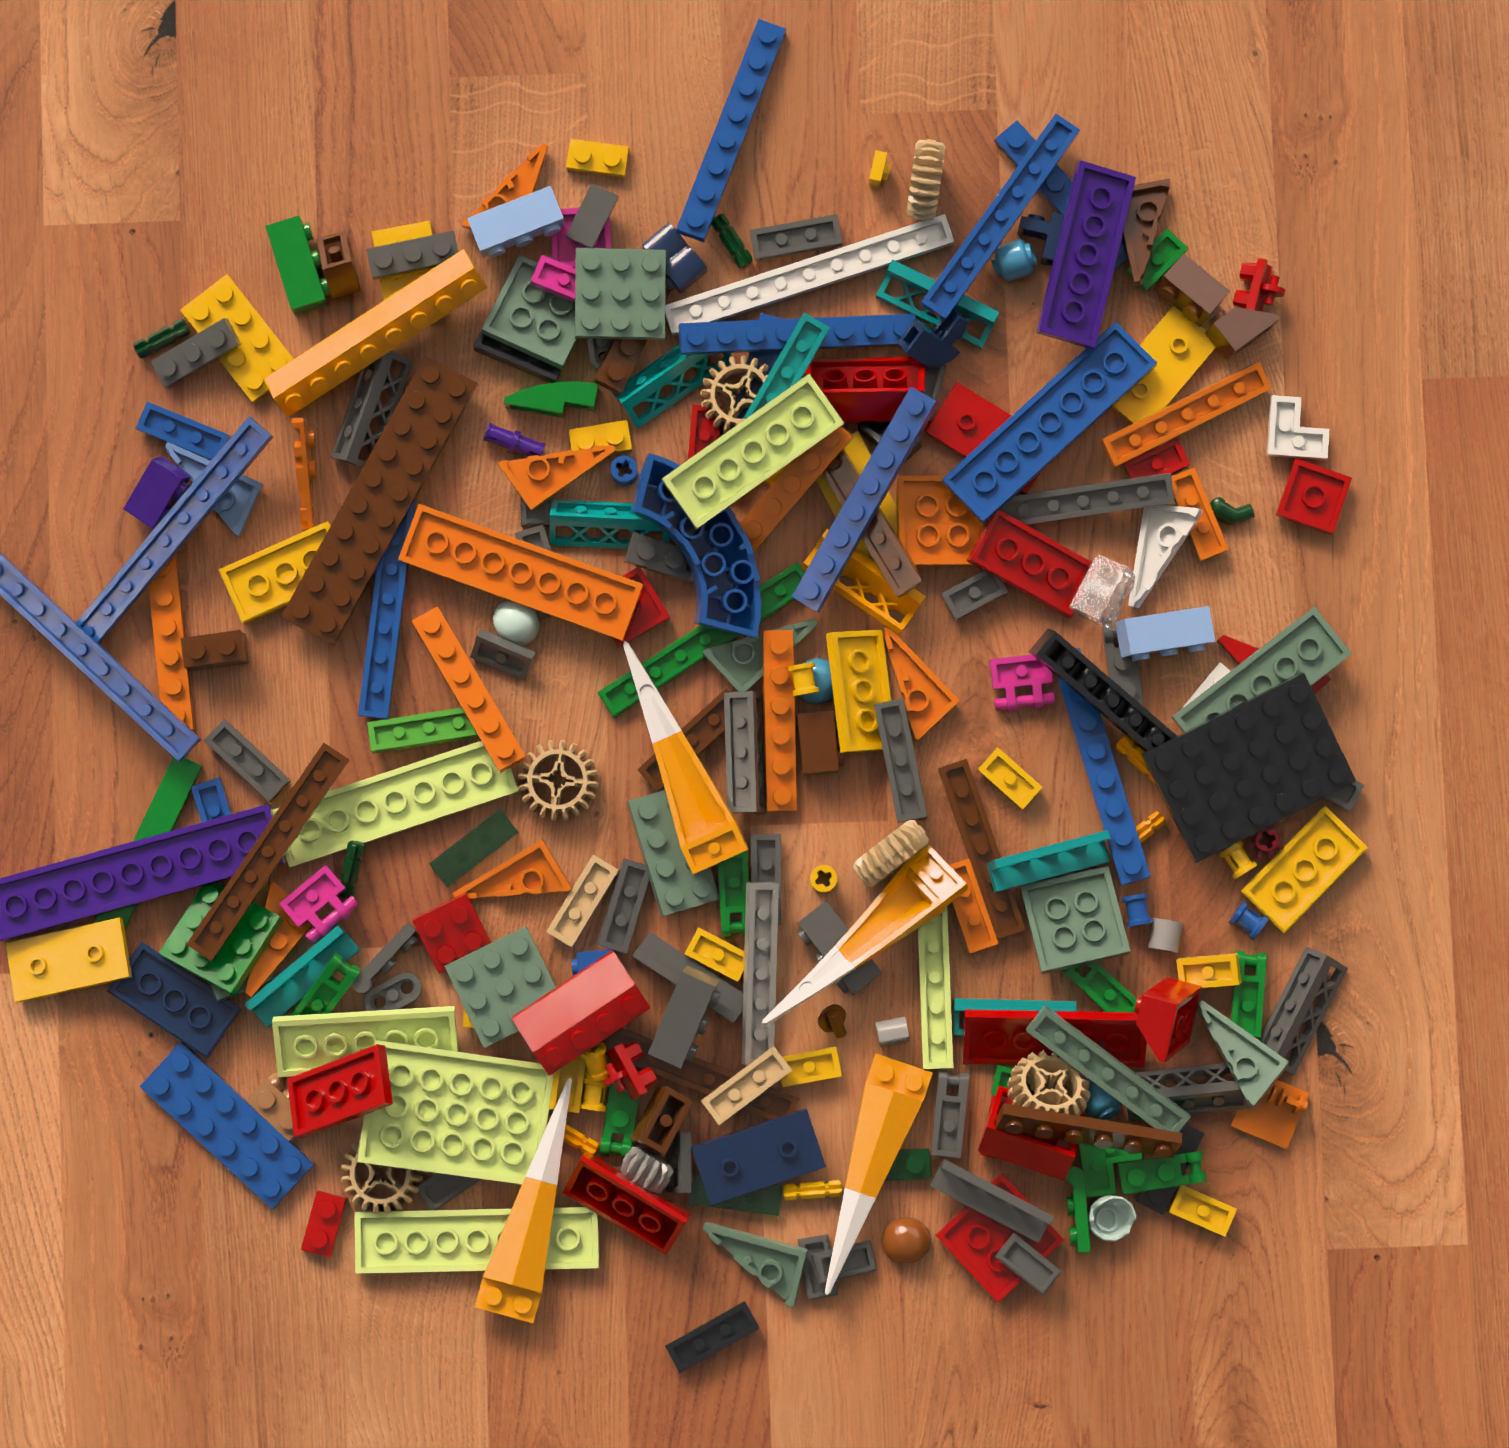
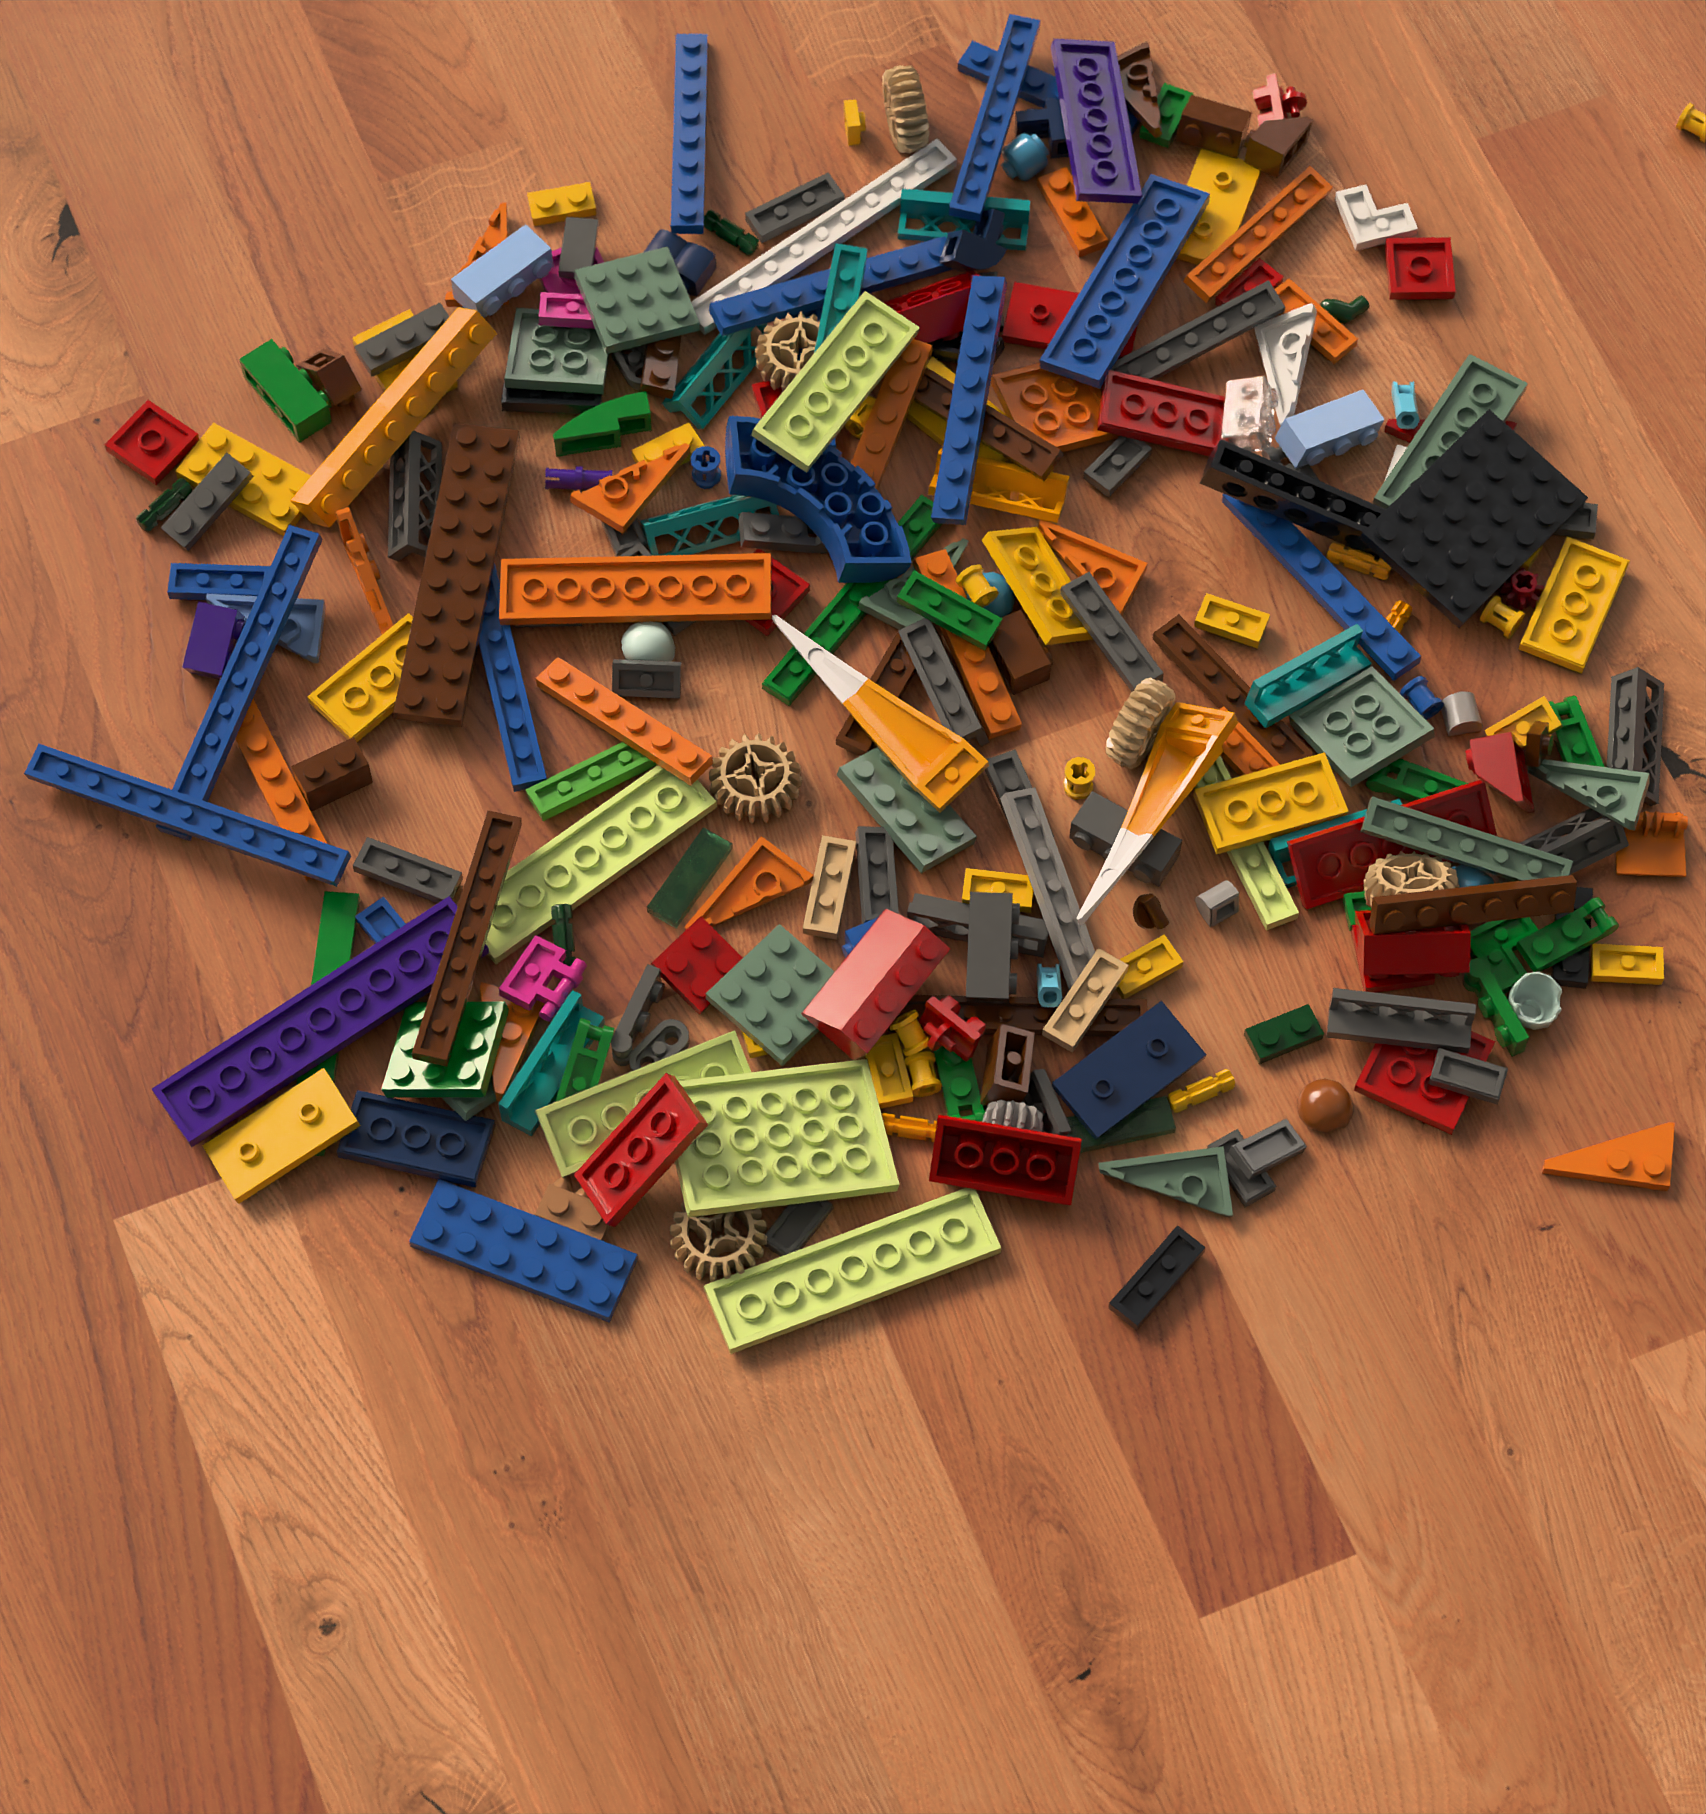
camera: 25 degrees left, 20 degrees down
(169, 274) = (152, 442): none -> red plate
(324, 1223) = (673, 1315): red plate -> none
(517, 1266) = (910, 1269): light orange plate -> none
(724, 1058) = (1049, 985): none -> medium azure bar
(733, 877) = (989, 824): green plate -> none
(770, 695) = (949, 610): none -> green plate
(886, 1114) = (1248, 987): light orange plate -> none
(949, 1115) = (1314, 961): dark grey plate -> none
(968, 966) = (1270, 803): none -> yellow plate
(1020, 672) = (1198, 519): dark pink plate -> none
(1036, 348) = (1072, 215): none -> orange plate
(1134, 1378) = (1630, 1160): none -> orange wing
(1210, 997) = (1538, 744): none -> reddish brown plate
(1242, 628) = (1405, 405): none -> medium azure bar
(1248, 920) = (1540, 670): blue bush -> none

